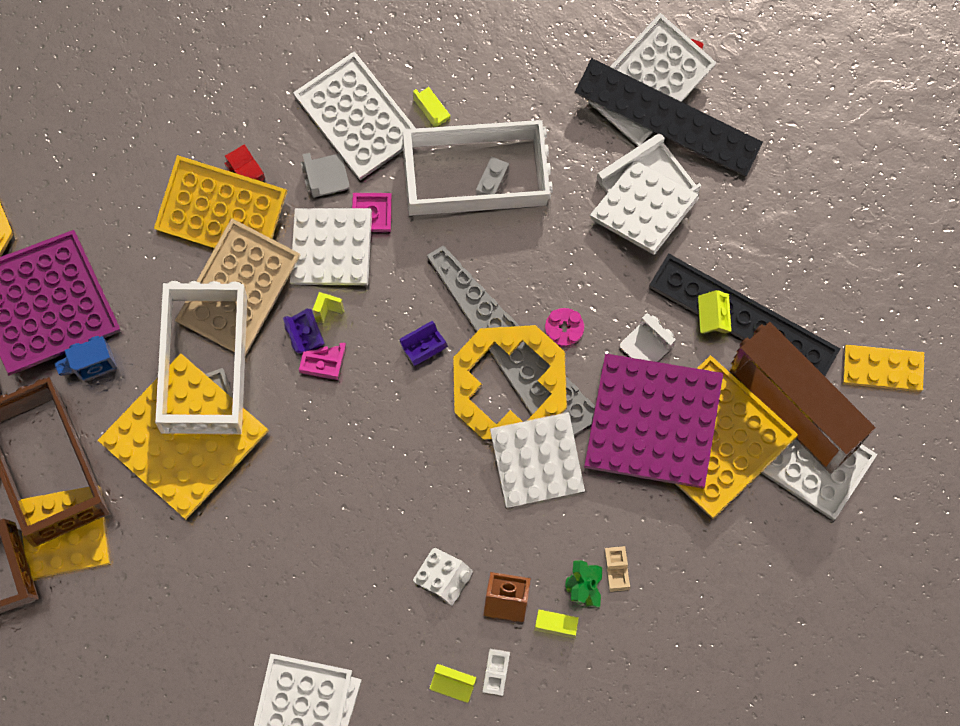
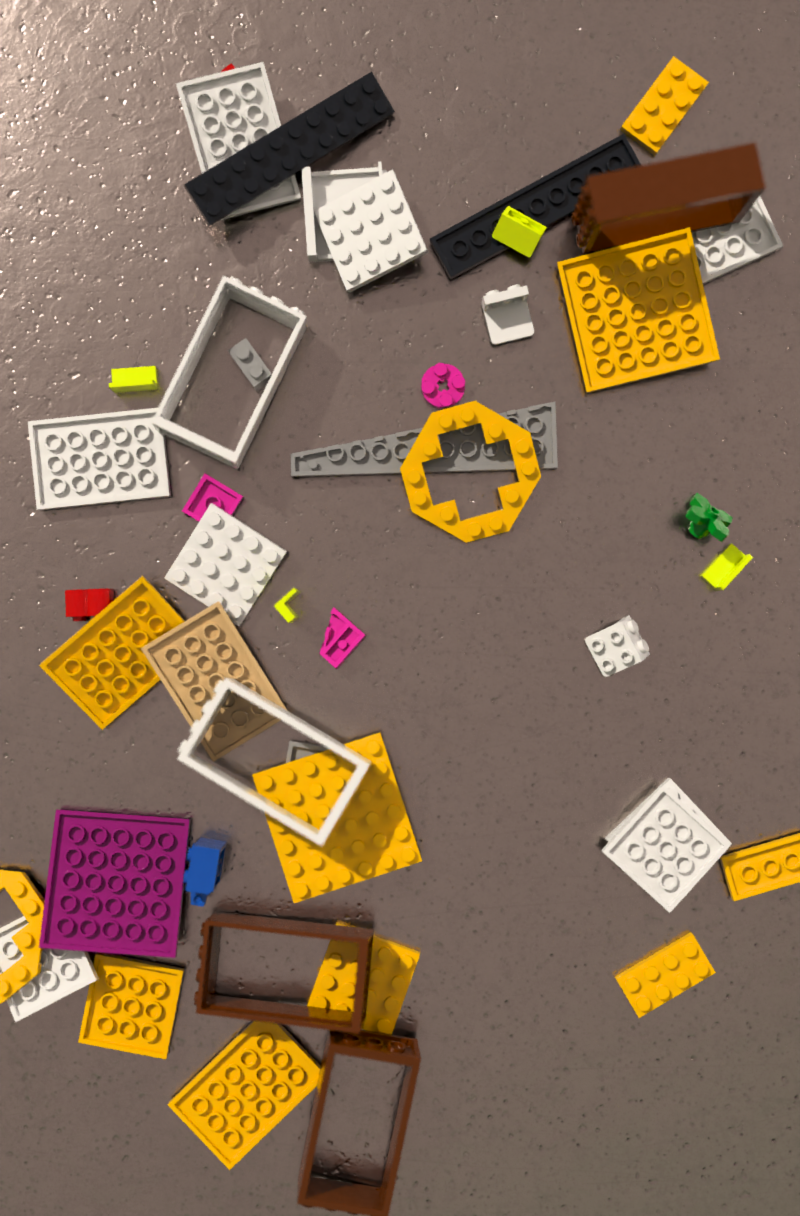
camera: 60 degrees left, 15 degrees up
(303, 331) = (298, 641): dark purple bracket -> none
(325, 174) = (145, 527): light grey bracket -> none
(423, 343) = (380, 532): dark purple bracket -> none
(452, 683) = (722, 695): neon yellow panel -> none
(496, 672) = (735, 649): white slope -> none
(506, 597) = (674, 598): dark orange slope -> none
(537, 459) = (562, 491): white plate -> none
(617, 569) = (706, 480): tan slope -> none
(654, 420) = (591, 355): magenta plate -> none

